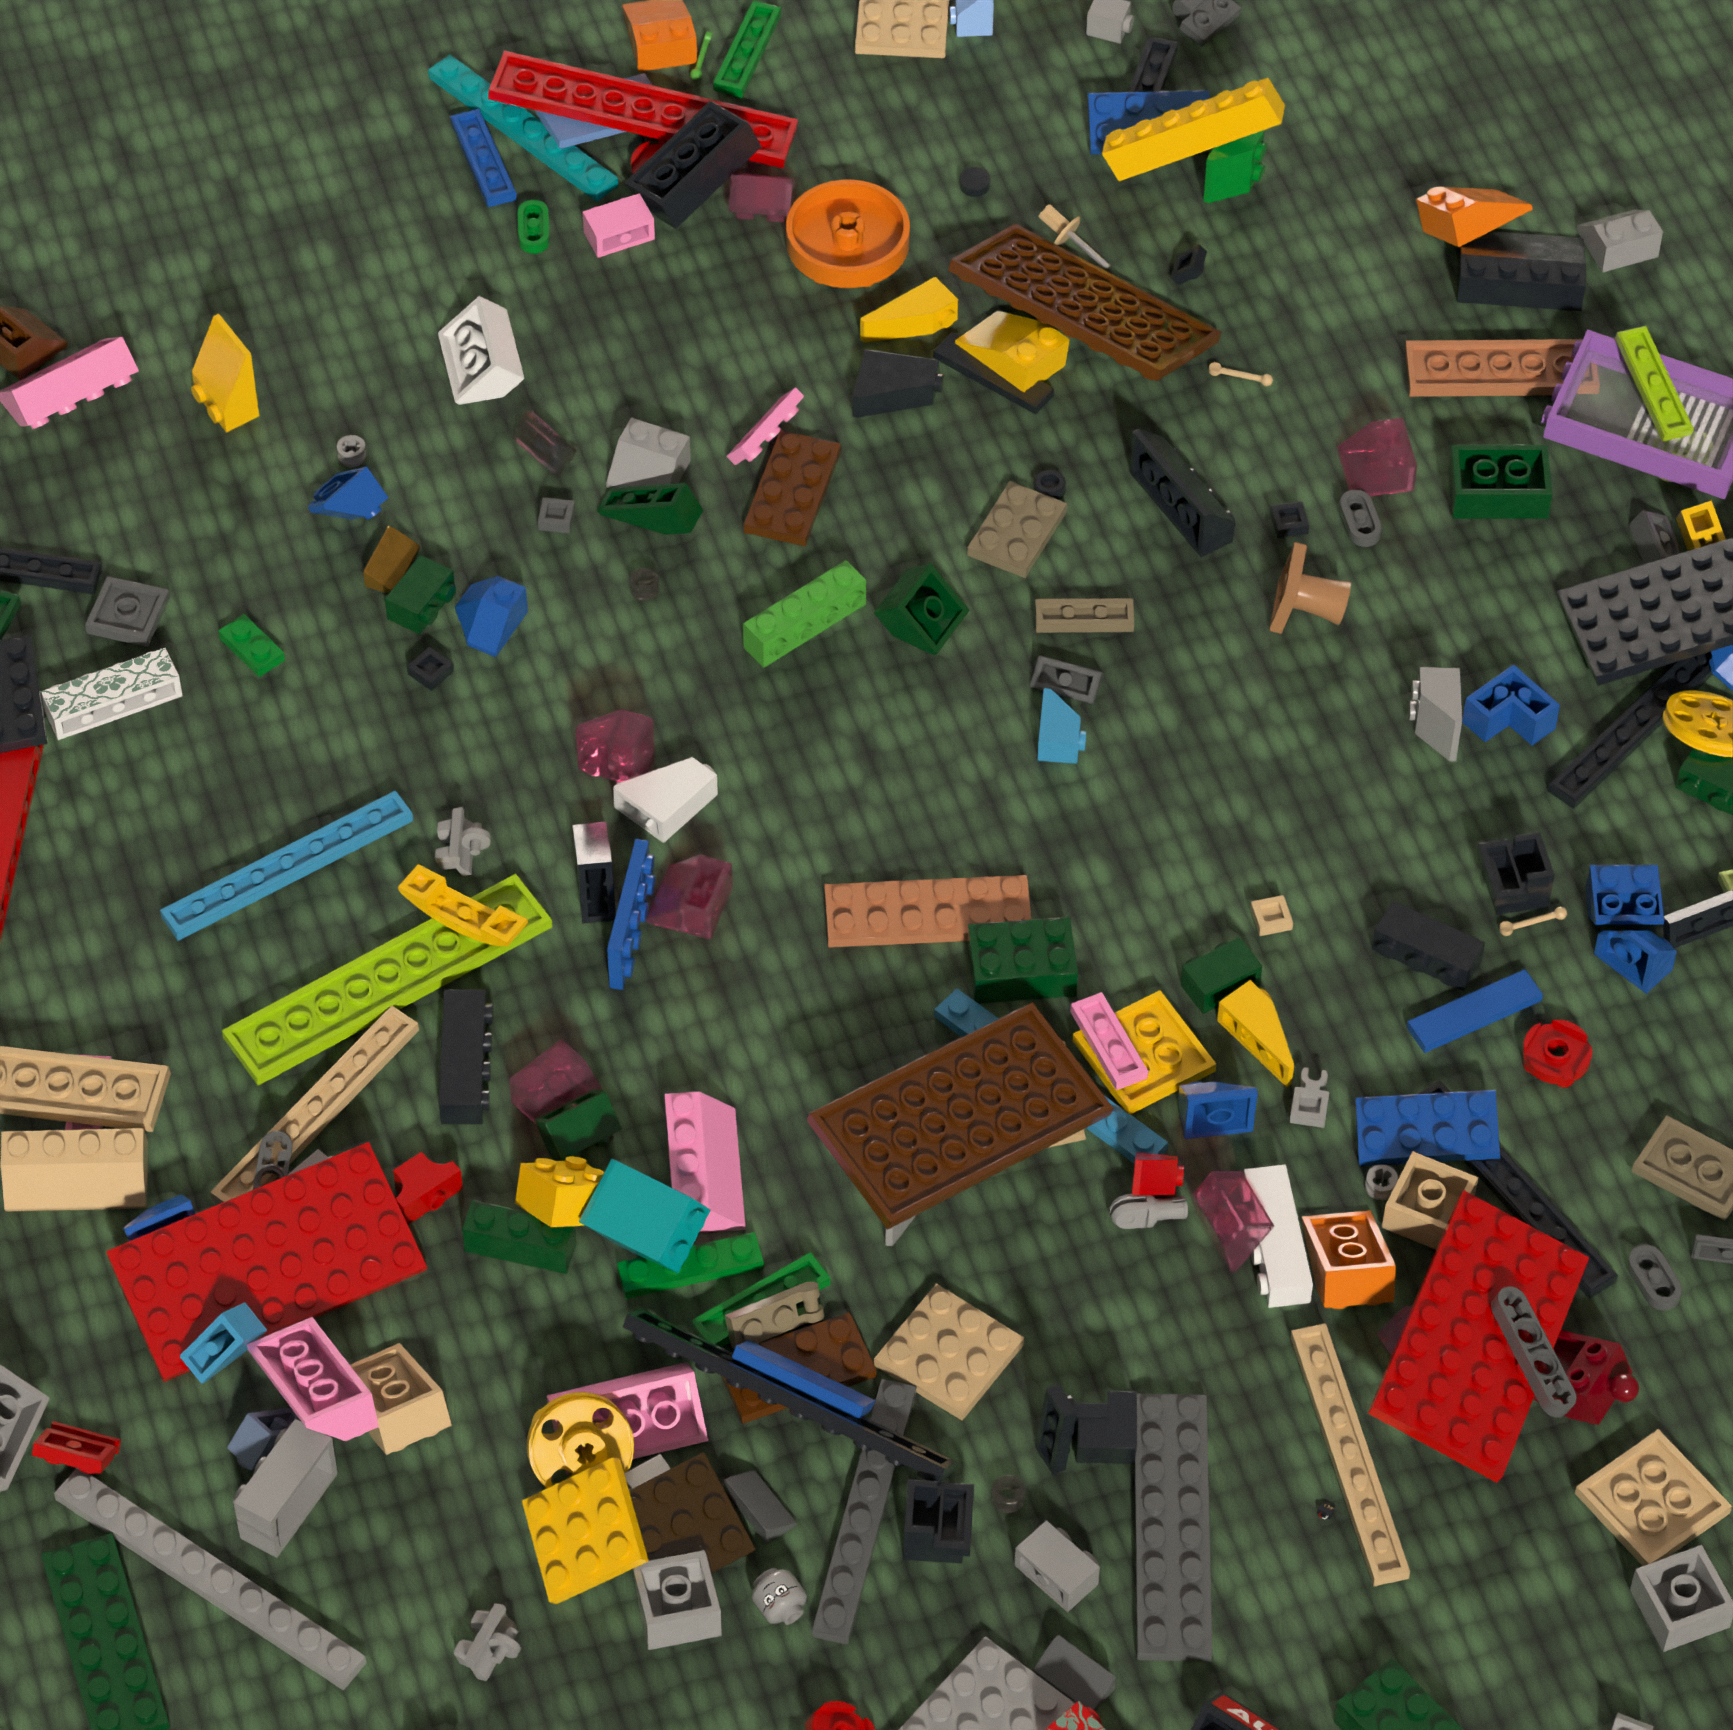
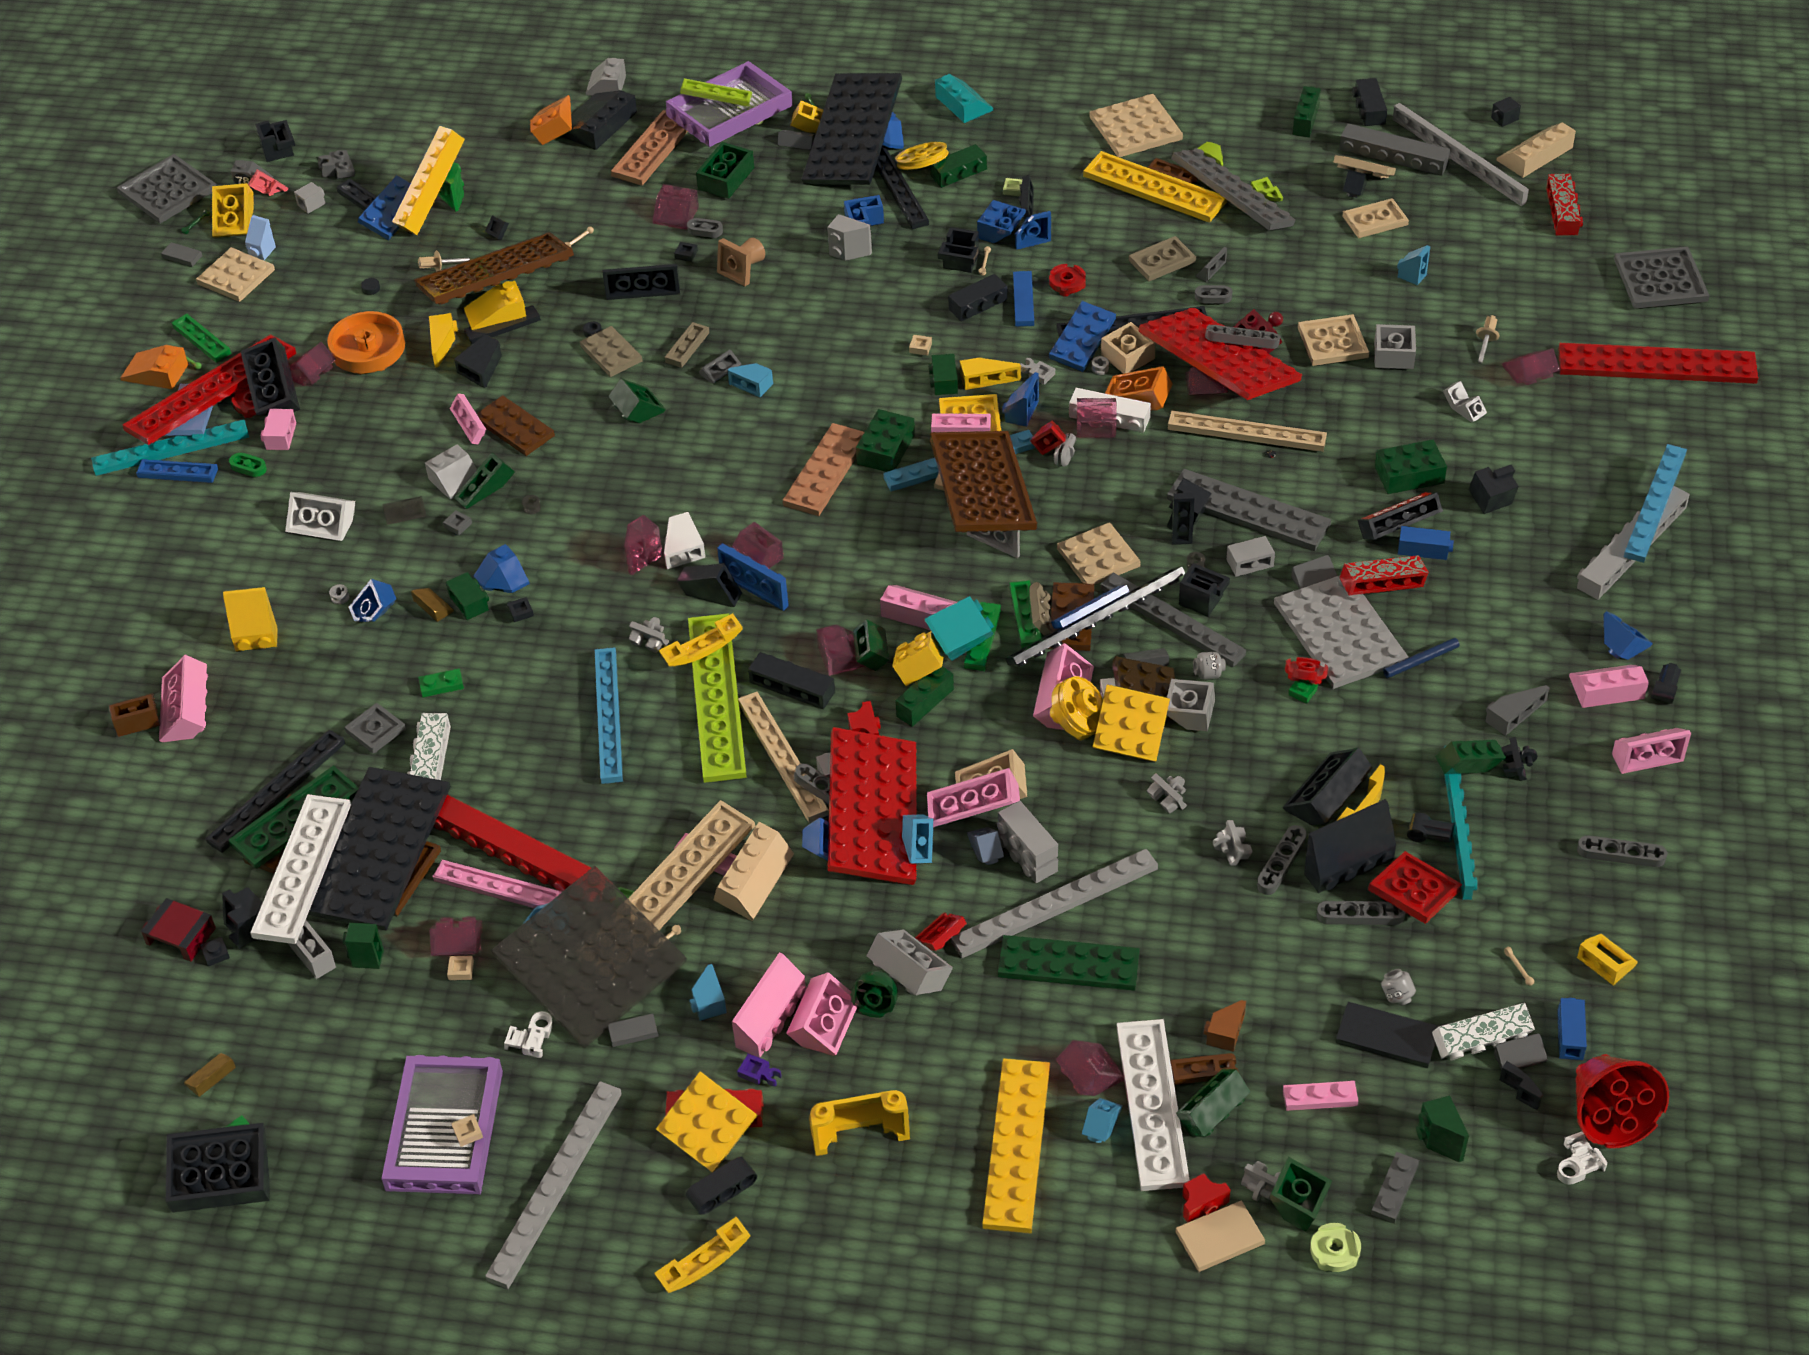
camera: 60 degrees left, 5 degrees down
(804, 613) = (605, 445): bright green brick -> none

